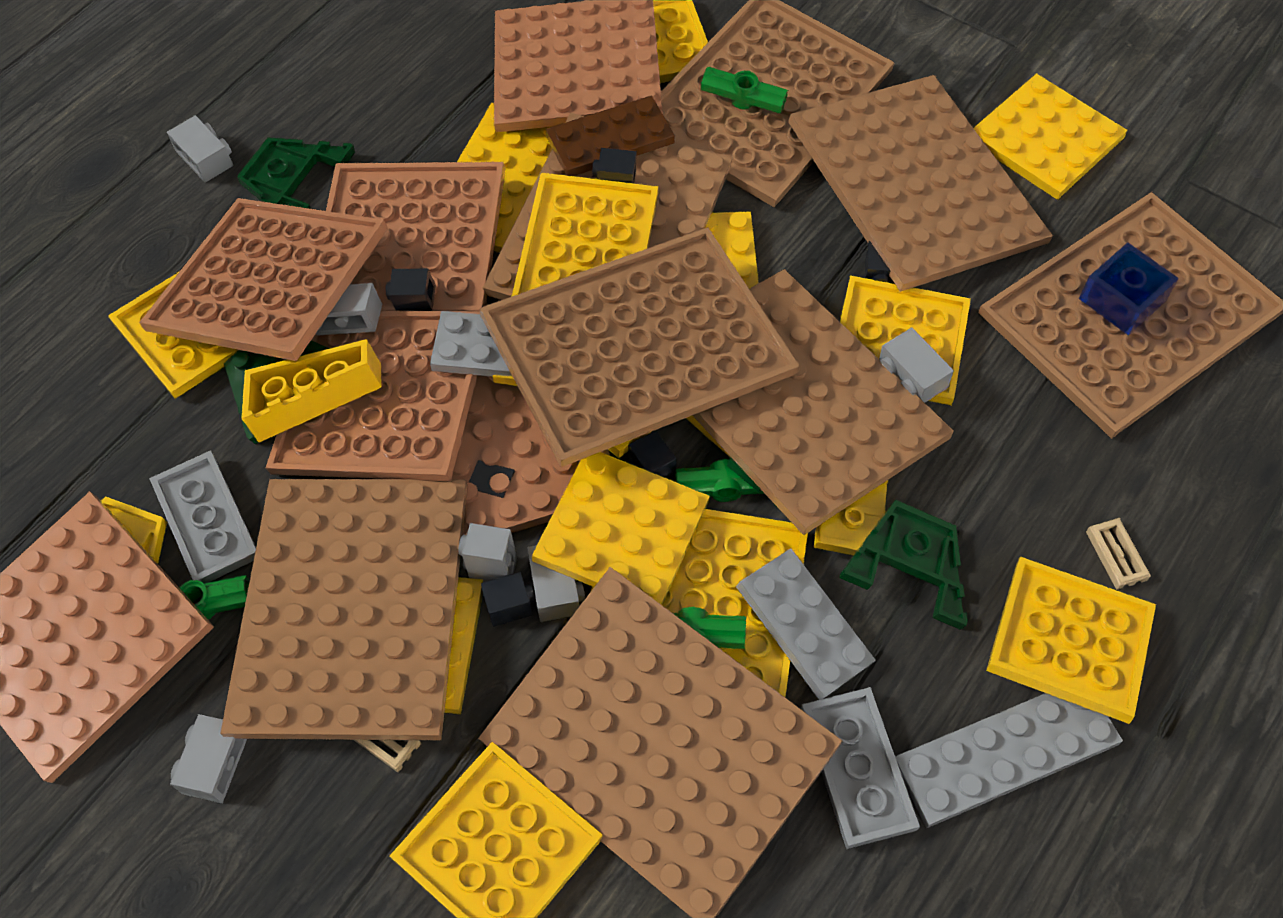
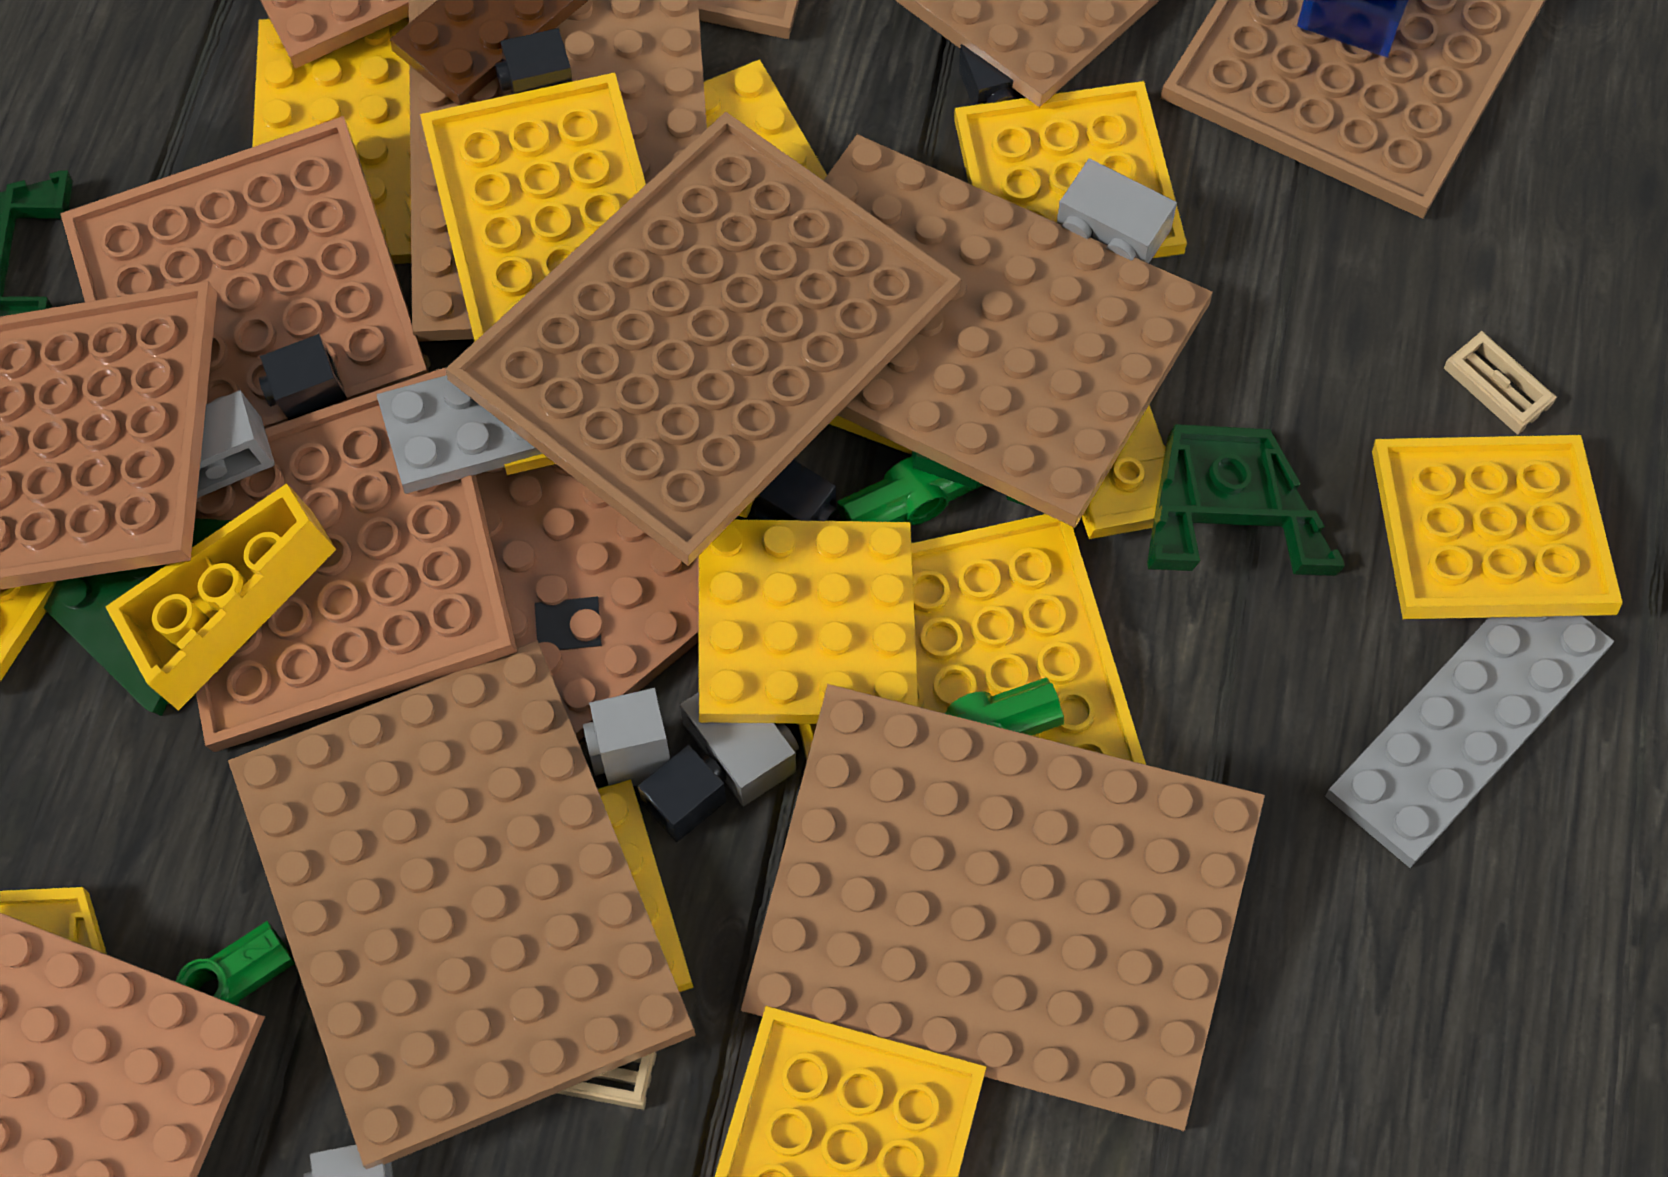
camera: 25 degrees left, 5 degrees up
(204, 518) = (147, 860): light grey plate -> none
(805, 623) = (1128, 653): light grey plate -> none
(863, 772) = (1306, 835): light grey plate -> none

